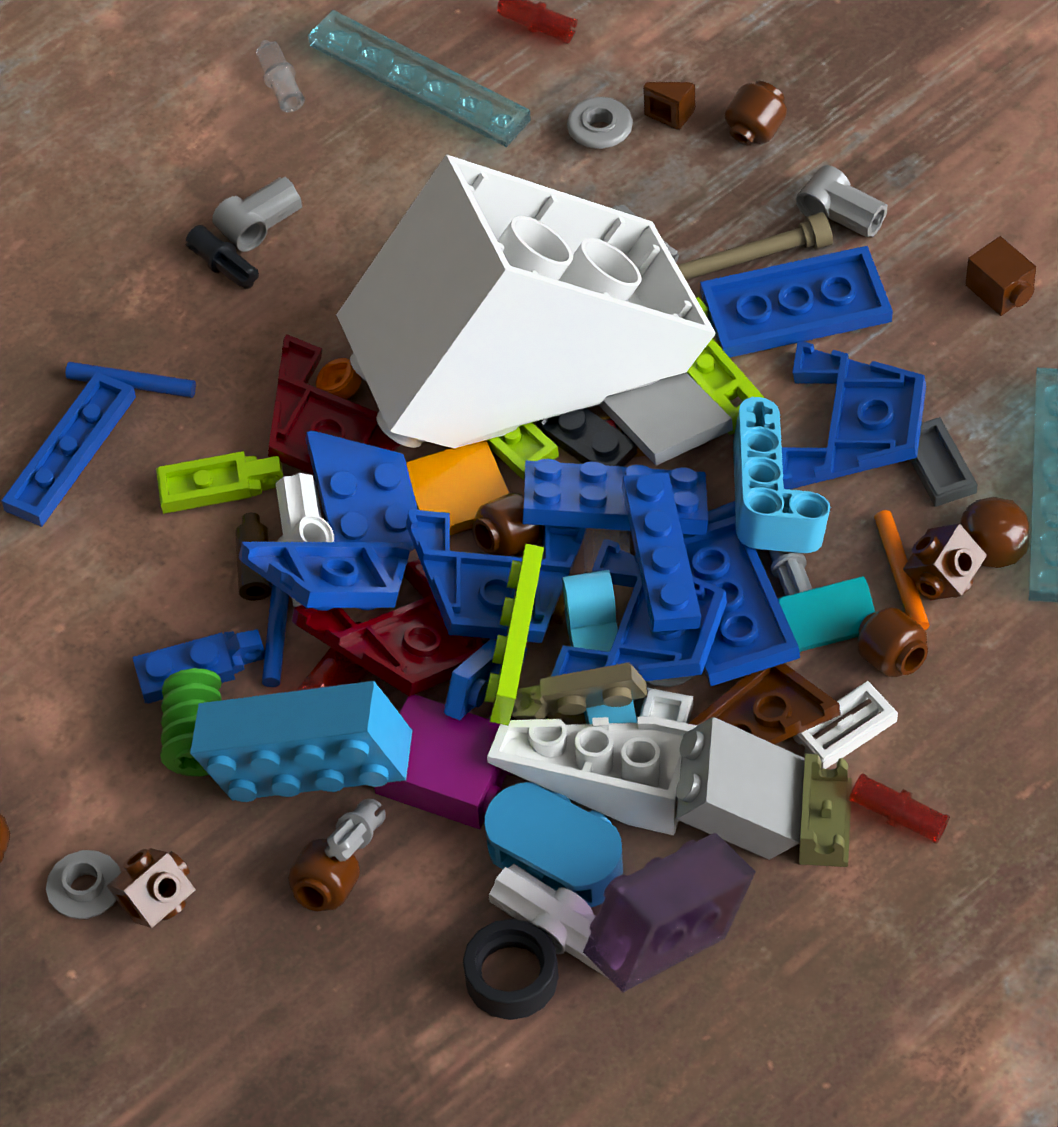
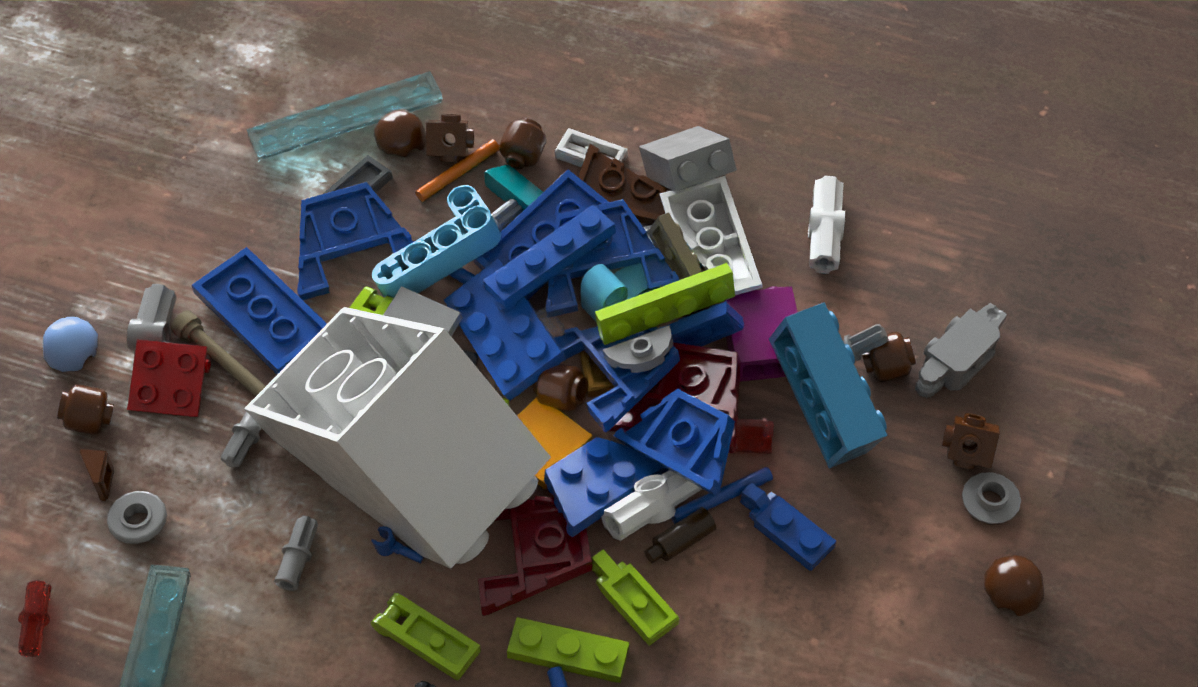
camera: 125 degrees left, 0 degrees up
(180, 703) = (839, 488): bright green piece -> none
(205, 409) = (568, 649): none -> lime plate
(279, 962) = (961, 351): none -> light grey hinge
(298, 297) = (427, 636): none -> lime plate
(339, 378) = (491, 562): orange tile -> none
(471, 584) = (641, 352): none -> light grey plate
(505, 935) = (880, 215): black tyre -> none
(553, 840) = (781, 244): dark azure brick -> none
(668, 911) = (801, 145): clear purple brick -> none
(758, 195) = (168, 378): none -> red hinge
(825, 814) = (660, 130): olive hinge -> none
(859, 130) = (69, 343): none -> light blue hair
(899, 808) = (635, 101): clear red pin -> none
(1001, 276) = (181, 202): reddish brown brick -> none

